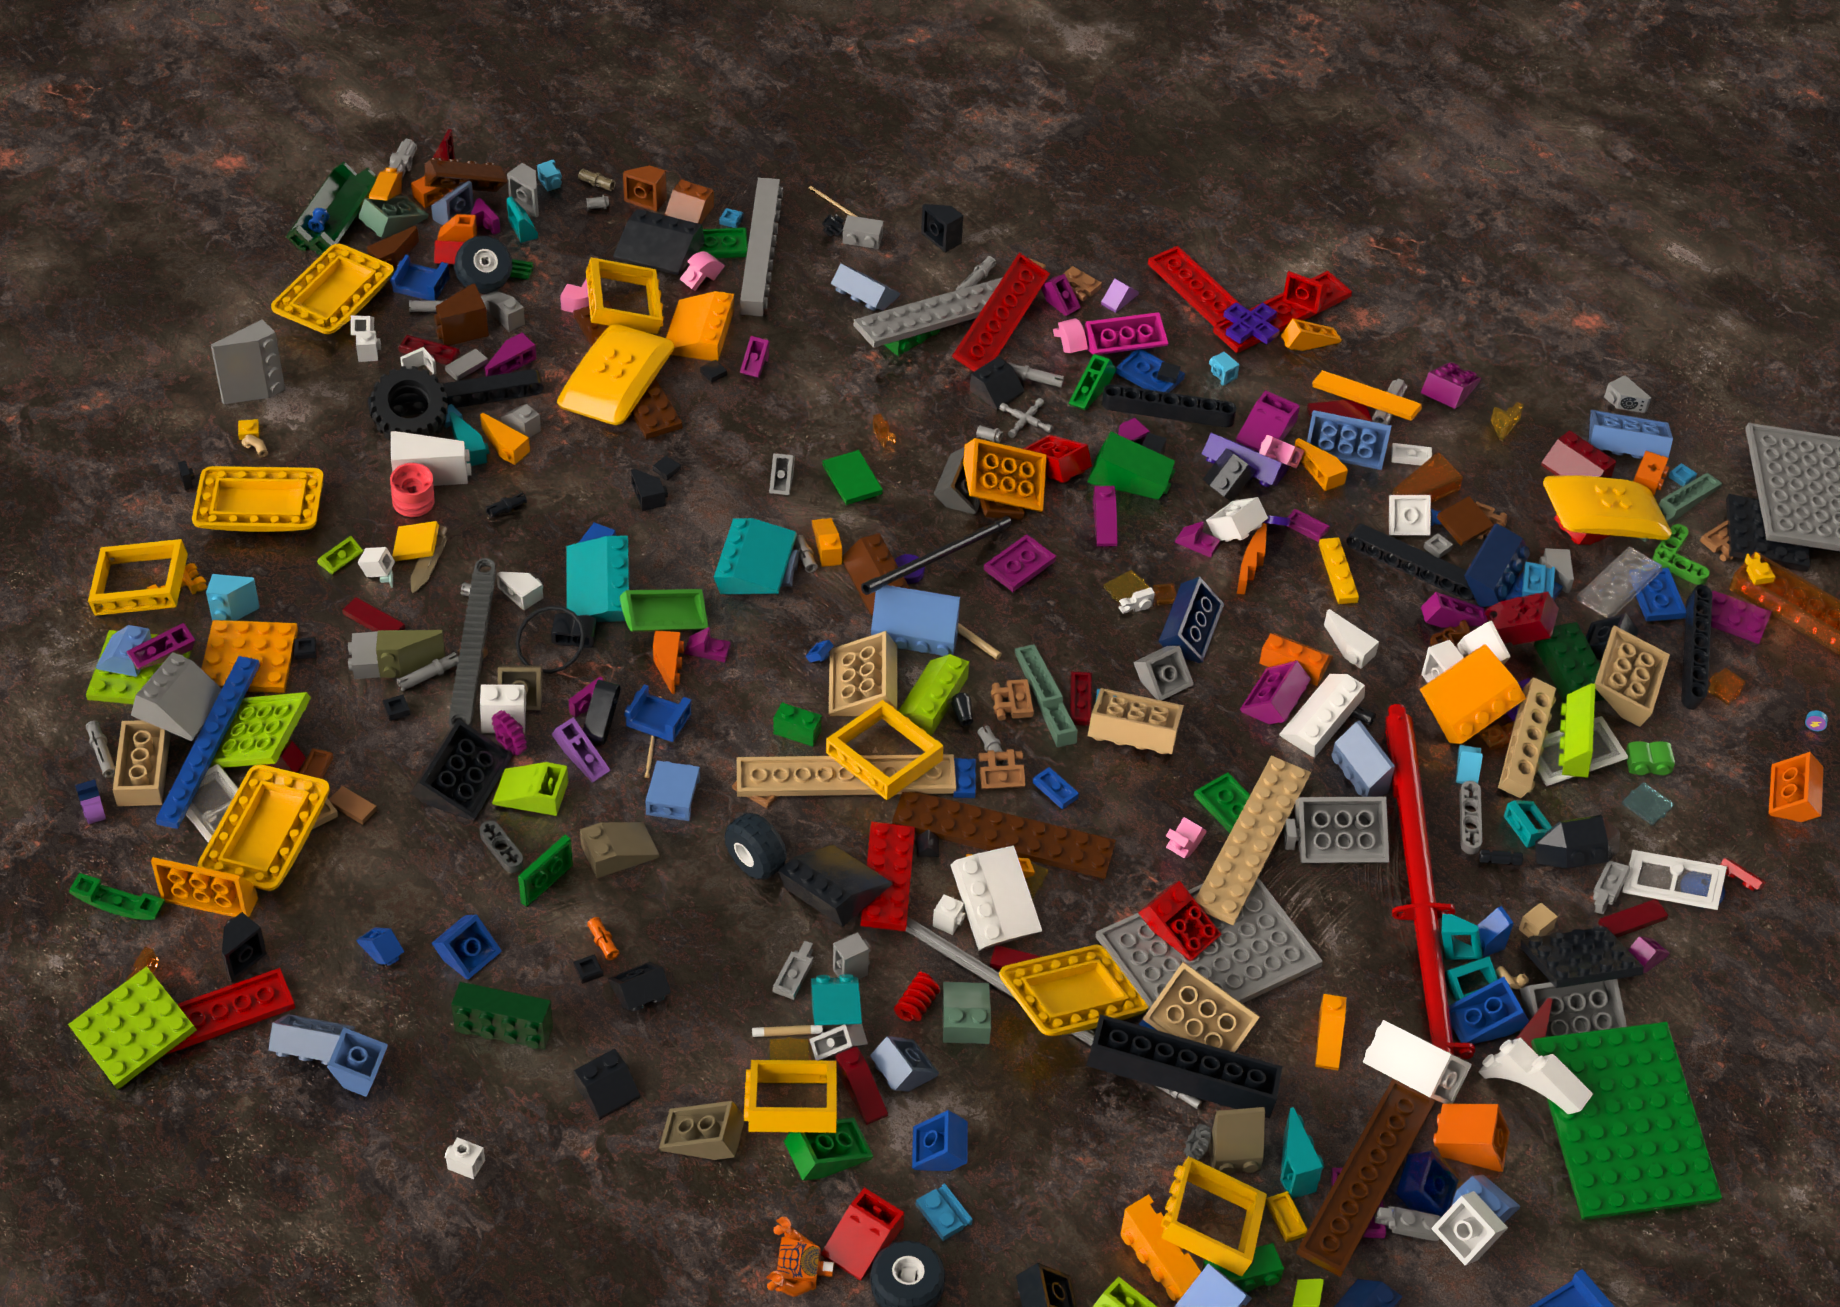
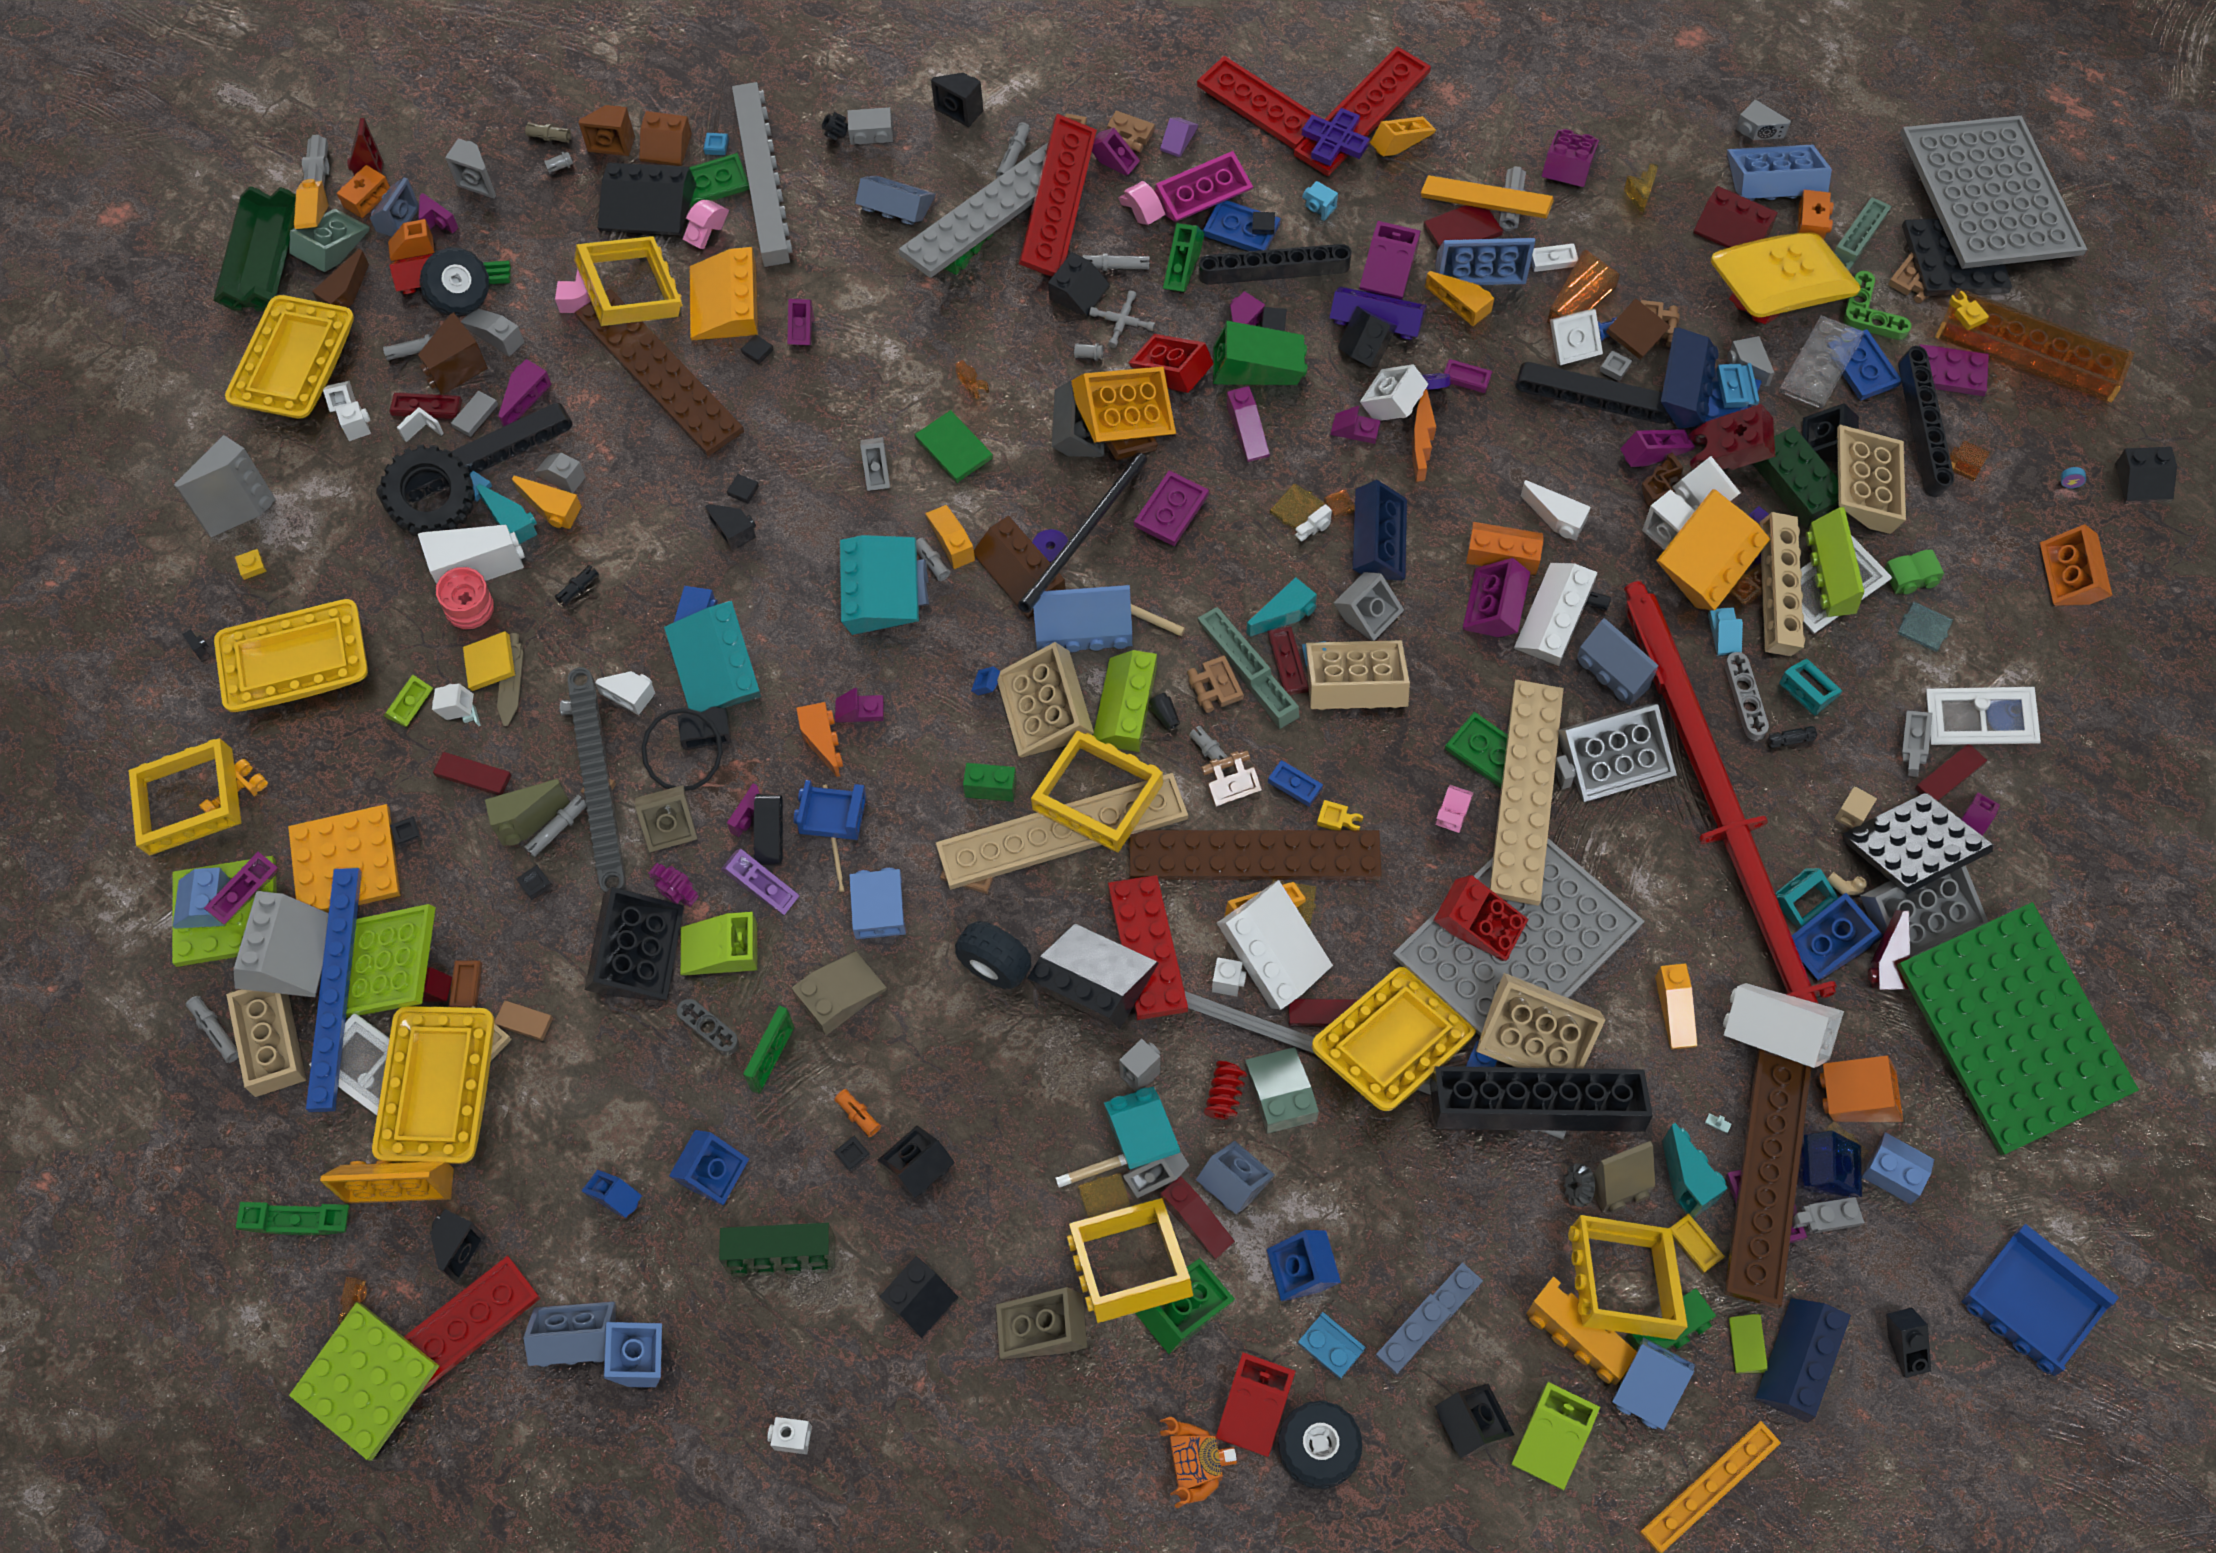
camera: 10 degrees left, 15 degrees up
(90, 801) = (223, 1102): leg -> none
(231, 597) = (301, 795): medium azure slope -> none
(251, 440) = (257, 579): tan arm -> none
(318, 220) = (244, 268): blue bush -> none
(364, 656) = (475, 823): light grey brick -> none
(419, 280) = (386, 316): blue panel -> none
(454, 173) = (386, 170): reddish brown slope -> none
(502, 697) = (652, 847): white slope -> none
(520, 221) = (478, 210): teal tile -> none
(549, 175) = (492, 141): medium azure brick -> none
(615, 374) = (648, 384): yellow wedge -> none
(664, 610) = (799, 679): bright green slope -> none
(794, 971) = (1081, 1095): light grey hinge -> none
(832, 201) = (827, 95): tan piece -> none
(927, 844) = (1177, 893): black slope -> none
(965, 778) = (1193, 796): blue plate -> none
(1033, 1208) = (1429, 1318): none -> sand blue bracket
(1083, 820) = (1335, 816): none -> yellow plate
(1091, 657) = (1284, 609): none -> teal slope
(1281, 451) = (1416, 292): bright pink brick -> none
(1304, 292) = (1383, 84): red slope -> none
(1337, 1130) = (1718, 1123): none -> light aqua piece
(1338, 570) = (1517, 424): yellow plate -> none
(1455, 948) = (1779, 855): teal tile -> none
(1469, 1228) = (1897, 1211): white brick -> none
(1495, 931) = (1814, 837): blue slope -> none
(1540, 1073) = (1923, 1007): white arch -> none
(1578, 843) = (1872, 702): black wedge -> none
(1682, 475) = (1846, 207): dark azure tile -> none
(1749, 879) = (2058, 692): plate -> none

